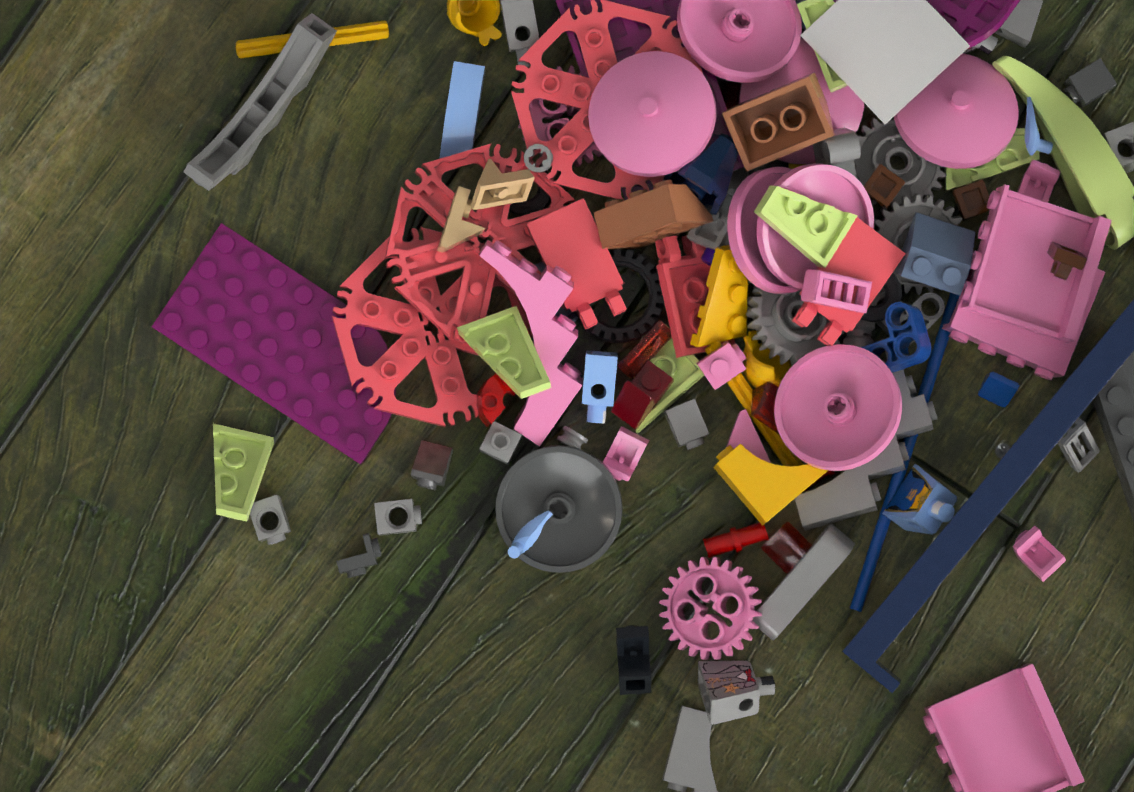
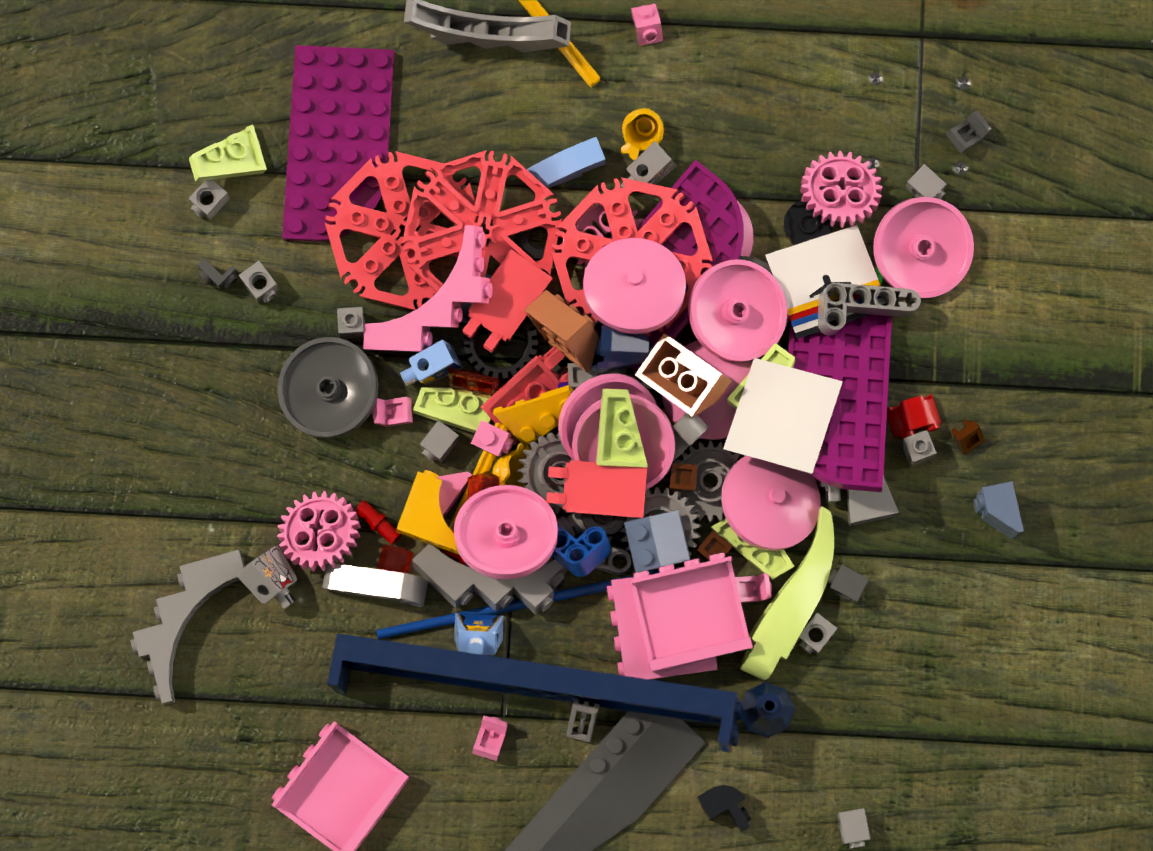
camera: 65 degrees right, 5 degrees down
(431, 465) = (307, 284): flat silver slope -> none
(455, 229) = (475, 202): tan slope -> none
(491, 399) = (384, 295): red cylinder -> none
(501, 188) = (521, 214): tan slope -> none
(508, 350) = (413, 285): yellowish green wing -> none
(528, 535) = (296, 376): light blue bar -> none
(530, 153) = (559, 237): light grey bush -> none
(571, 438) = (383, 370): light grey bush -> none
(633, 659) = (252, 499): black brick -> none
(641, 395) = (440, 398): dark red slope -> none
(817, 285) = (576, 463): bright pink slope -> none
(998, 389) = (591, 644): blue slope -> none
(1032, 135) = (787, 561): light blue bar -> none
(1065, 260) = (707, 631): reddish brown tile -> none

